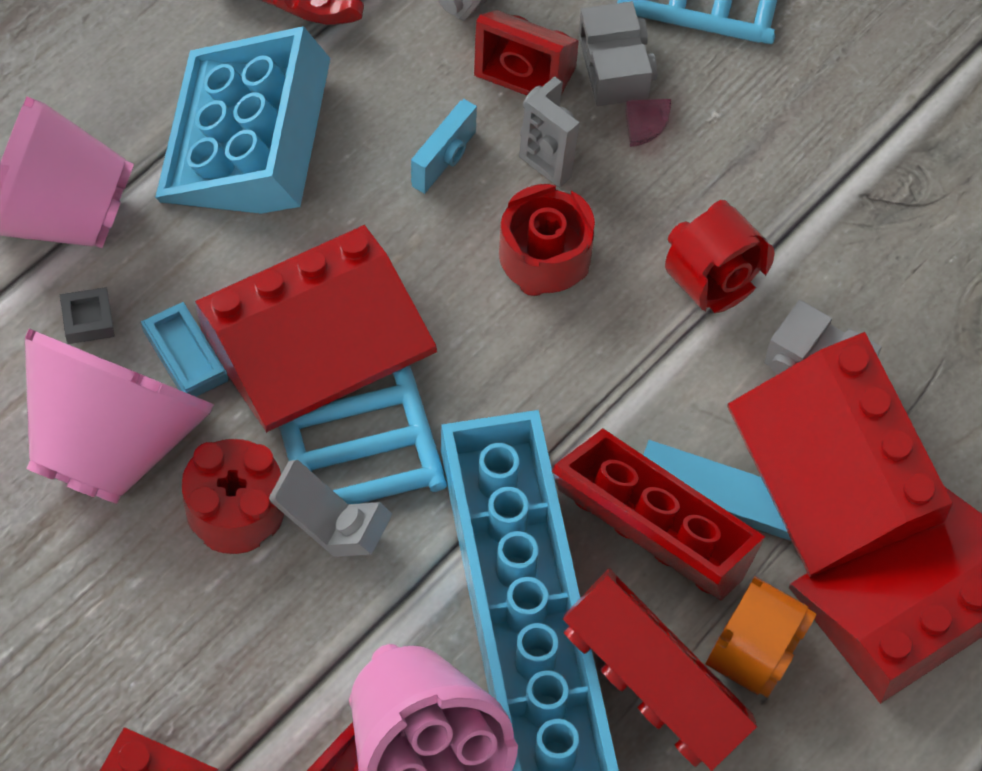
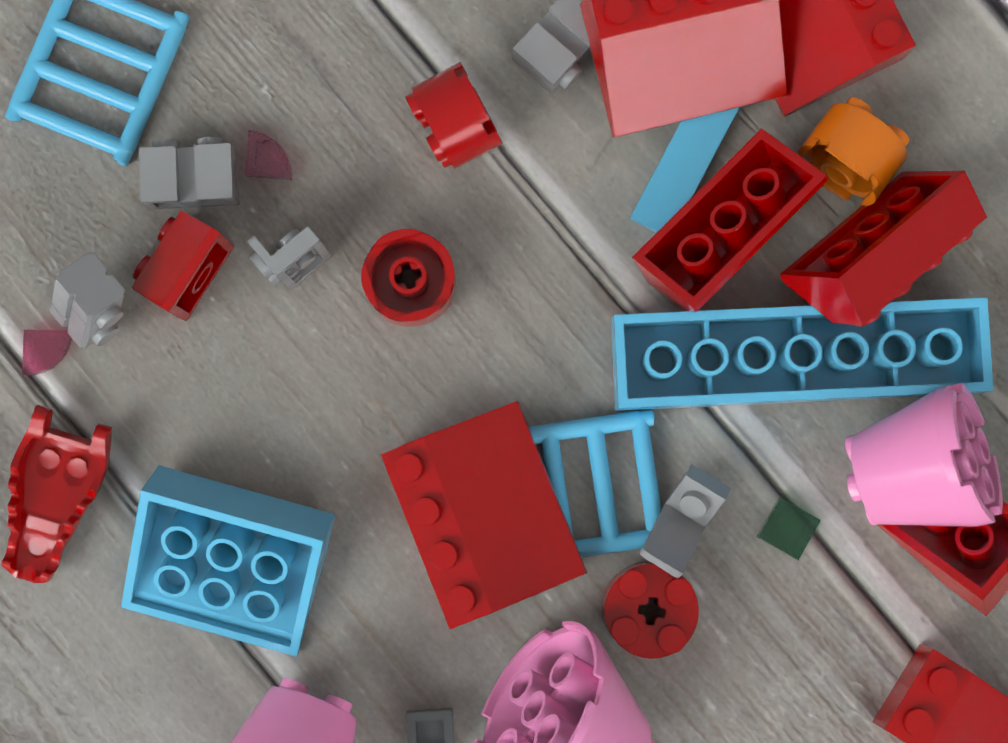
camera: 80 degrees left, 25 degrees up
(184, 350) = (476, 643): medium azure tile -> none
(335, 633) = (788, 528): none -> clear green tile
(444, 146) = (281, 362): medium azure plate -> none

